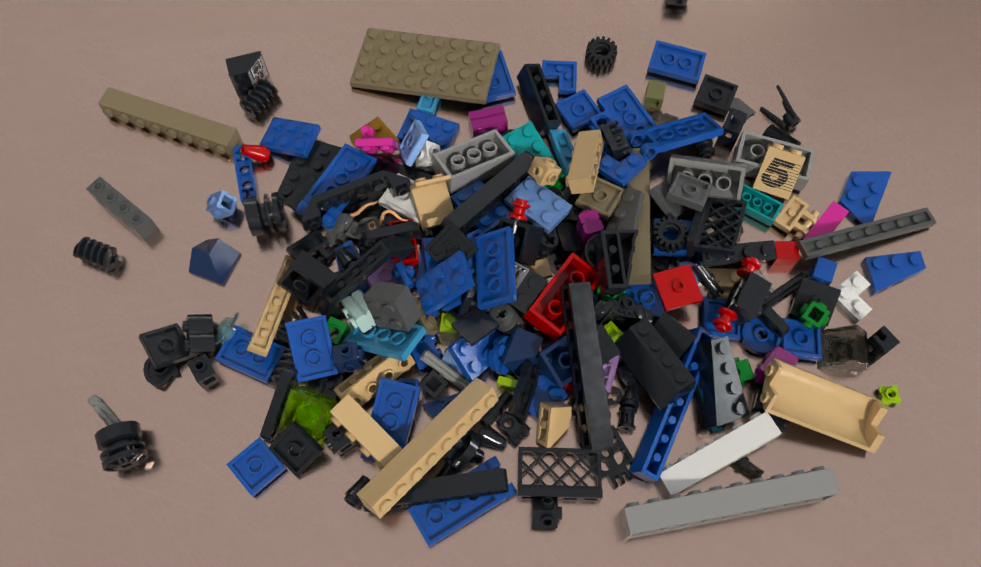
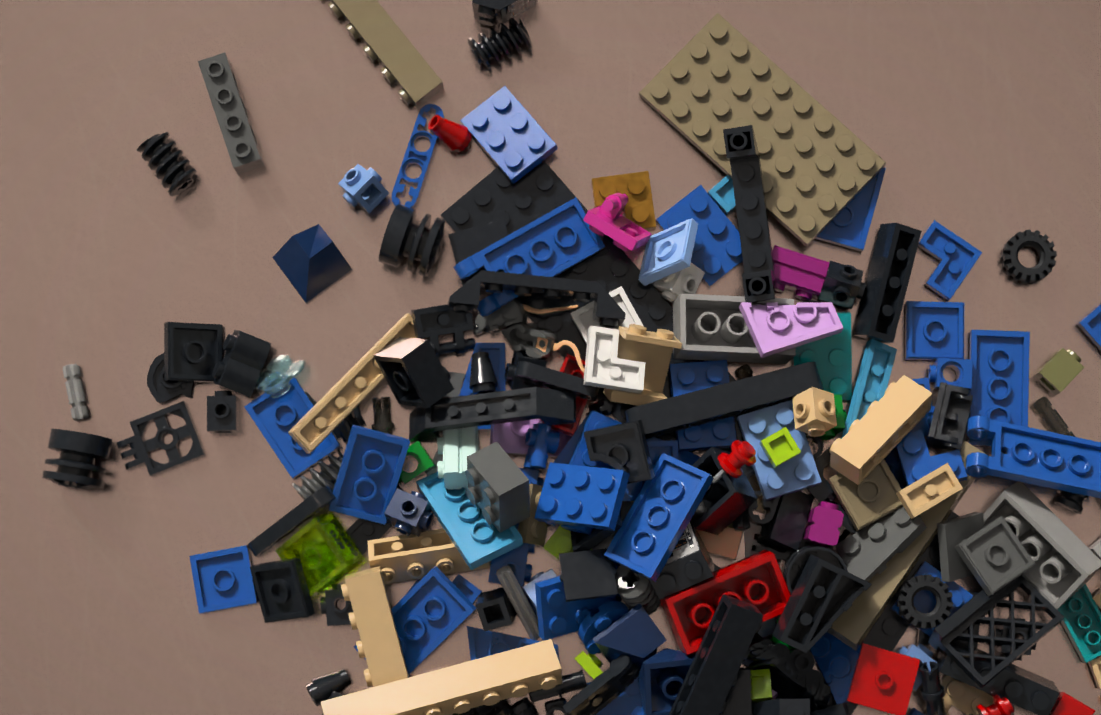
camera: 35 degrees right, 15 degrees up
(162, 421) = (140, 448): none -> black piece
(415, 210) = (603, 366): none -> white plate
(446, 101) = (751, 213): none -> black slope
(503, 139) = (789, 326): none -> lavender wing
(517, 112) = (842, 285): none -> black brick
(538, 197) = (780, 447): none -> lime plate
(633, 174) = (929, 490): none -> tan plate

